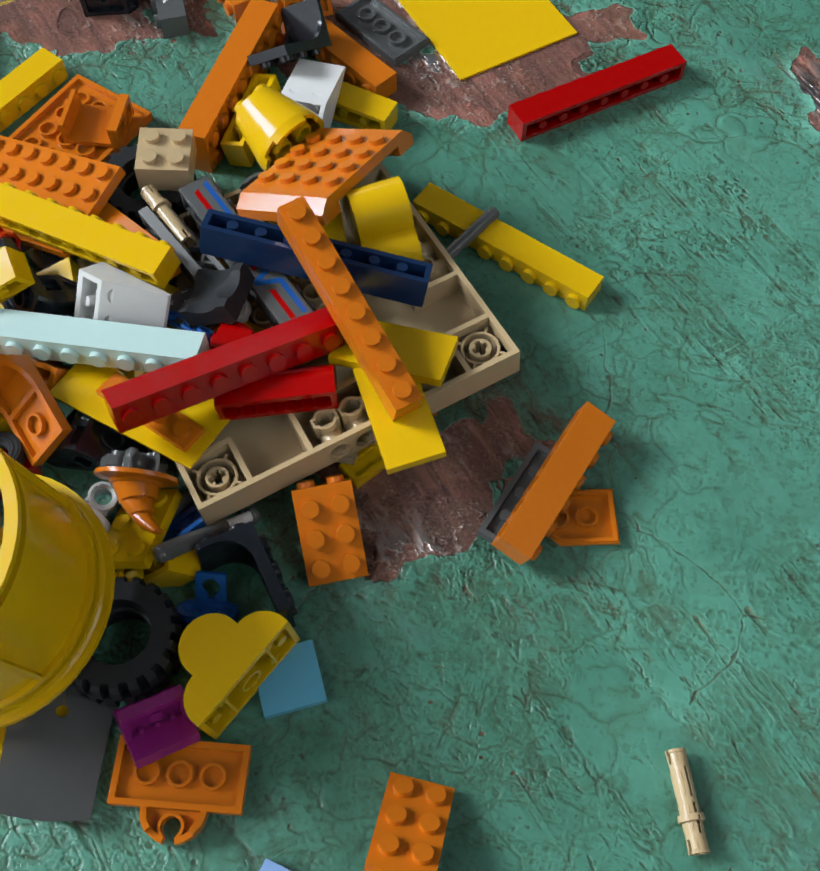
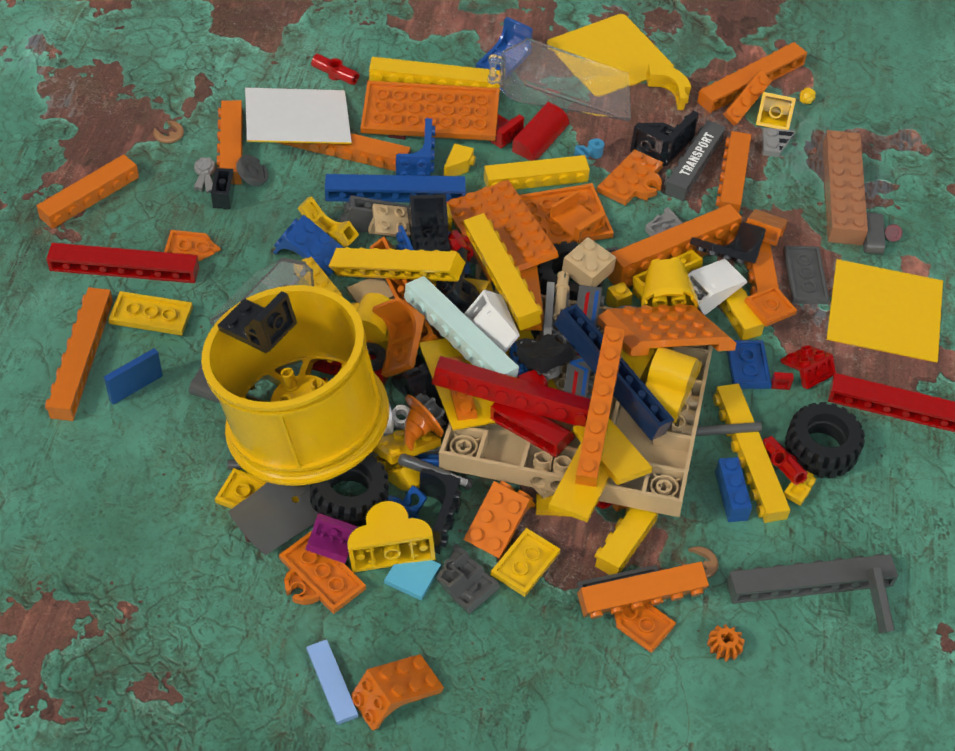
camera: 40 degrees right, 10 degrees down
(45, 37) = (593, 150): none -> dark azure leg
(116, 42) = (633, 179): none -> orange plate
(194, 69) = (662, 223): none -> light grey wing
(225, 174) = (618, 295): none -> yellow brick
(357, 633) = (466, 580): none -> dark grey slope
(386, 79) = (770, 305): none -> orange tile
(401, 555) = (525, 562): none -> yellow plate
(422, 161) = (749, 365): none -> blue tile
(465, 150) = (782, 380): none -> red tile
(477, 110) = (812, 363): none -> red bracket
(479, 444) = (625, 540): none -> yellow brick
(530, 298) = (733, 489): none -> blue brick
(562, 231) = (785, 461): none -> red piece
(568, 156) = (830, 421): none -> black tyre
(569, 387) = (711, 565): none -> medium nougat head
(584, 247) = (799, 492): none -> yellow plate
(678, 468) = (733, 645): none -> orange gear
(684, 335) = (807, 578): none -> dark grey brick
(771, 303) = (880, 600): none -> dark grey tile

